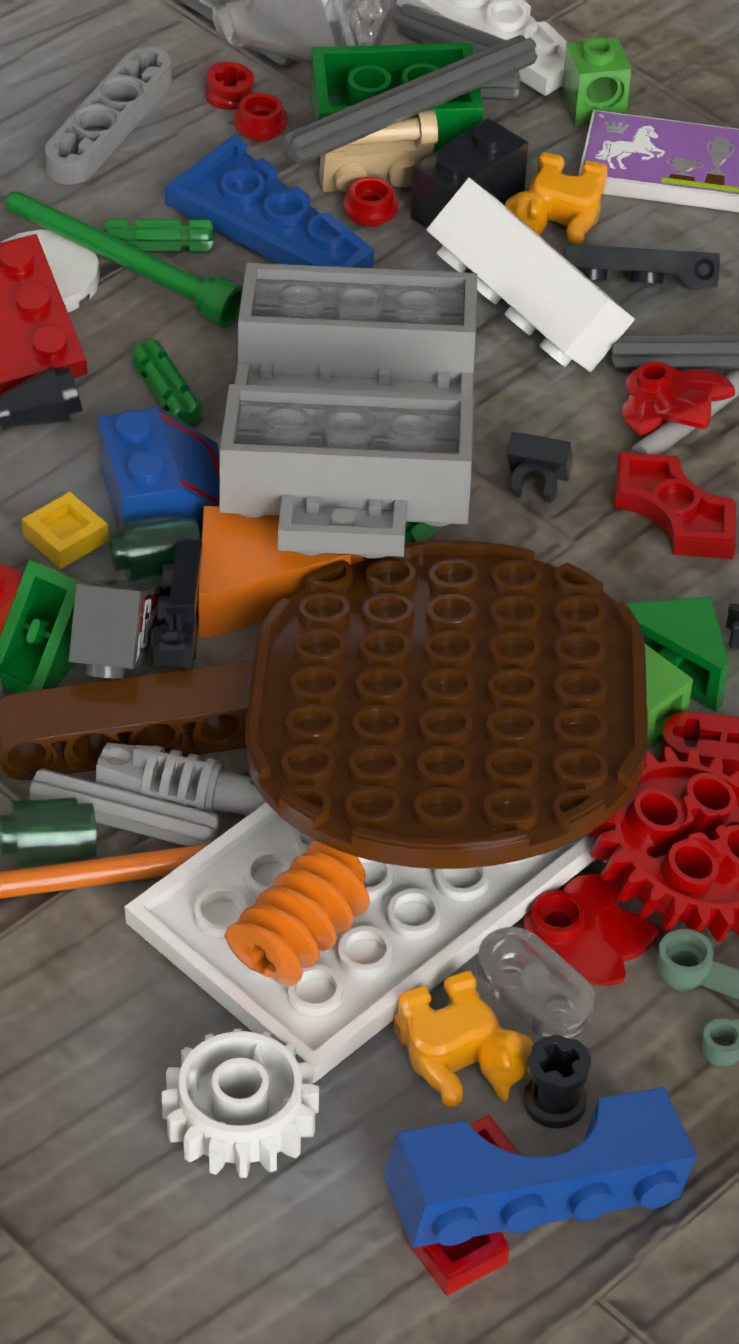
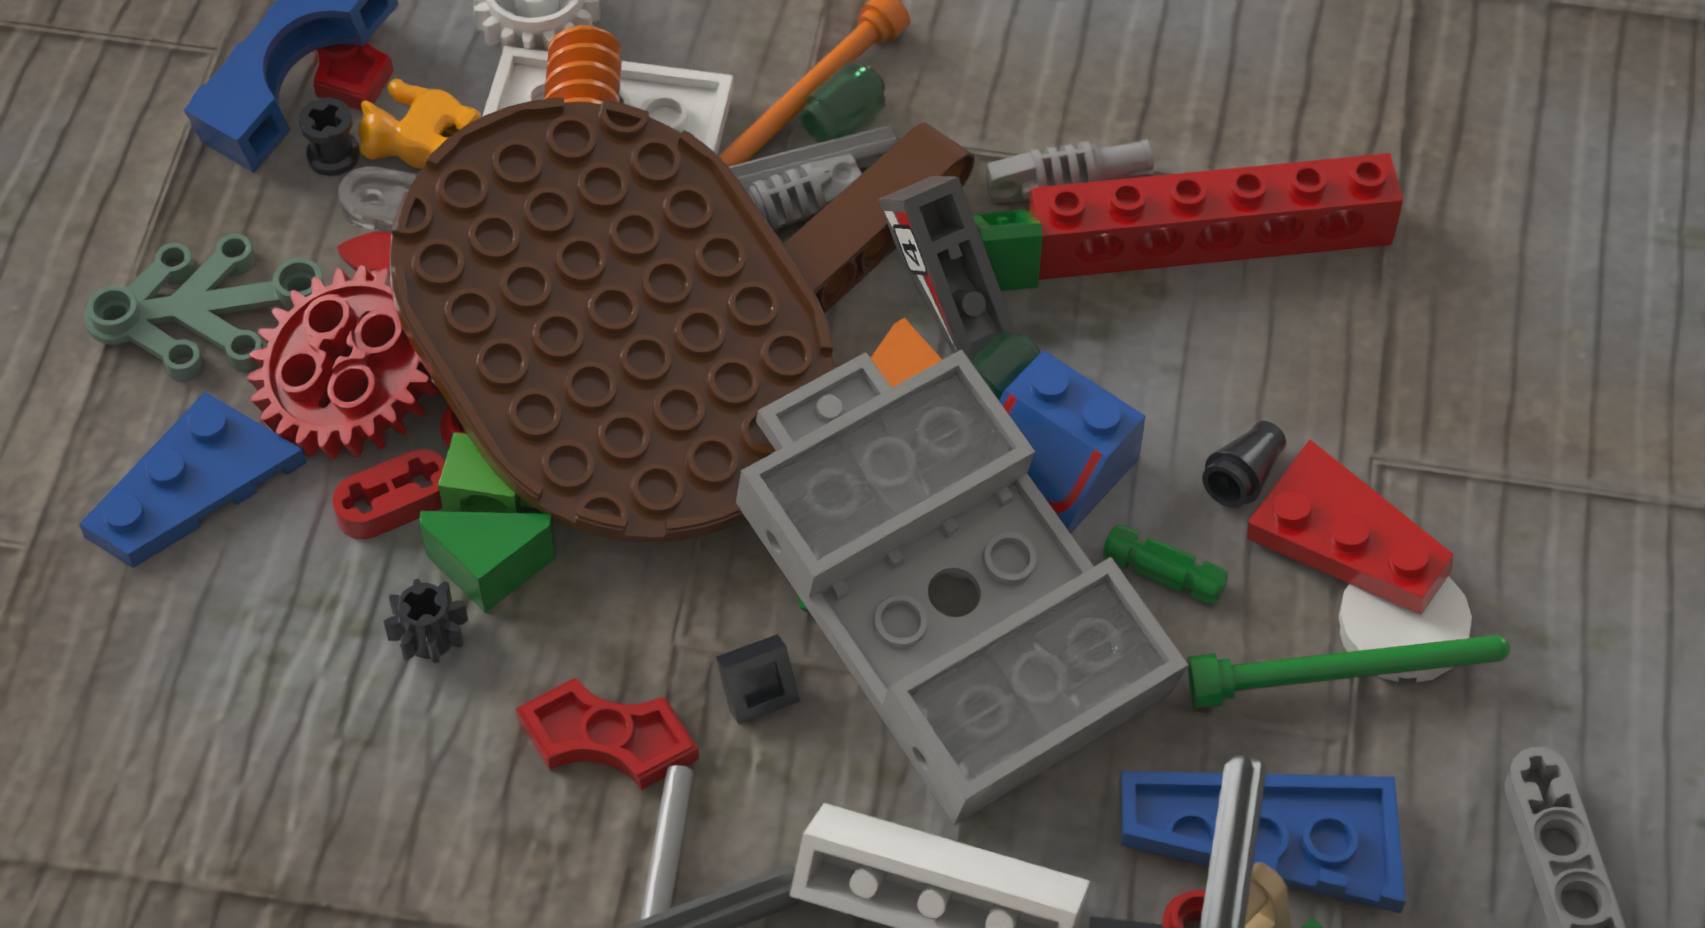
camera: 145 degrees right, 10 degrees up
(65, 530) = (1092, 348): yellow plate -> none
(163, 234) = (1352, 735): green axle -> none
(178, 609) = (900, 293): black hinge -> none
(665, 393) = (683, 844): red plate -> none

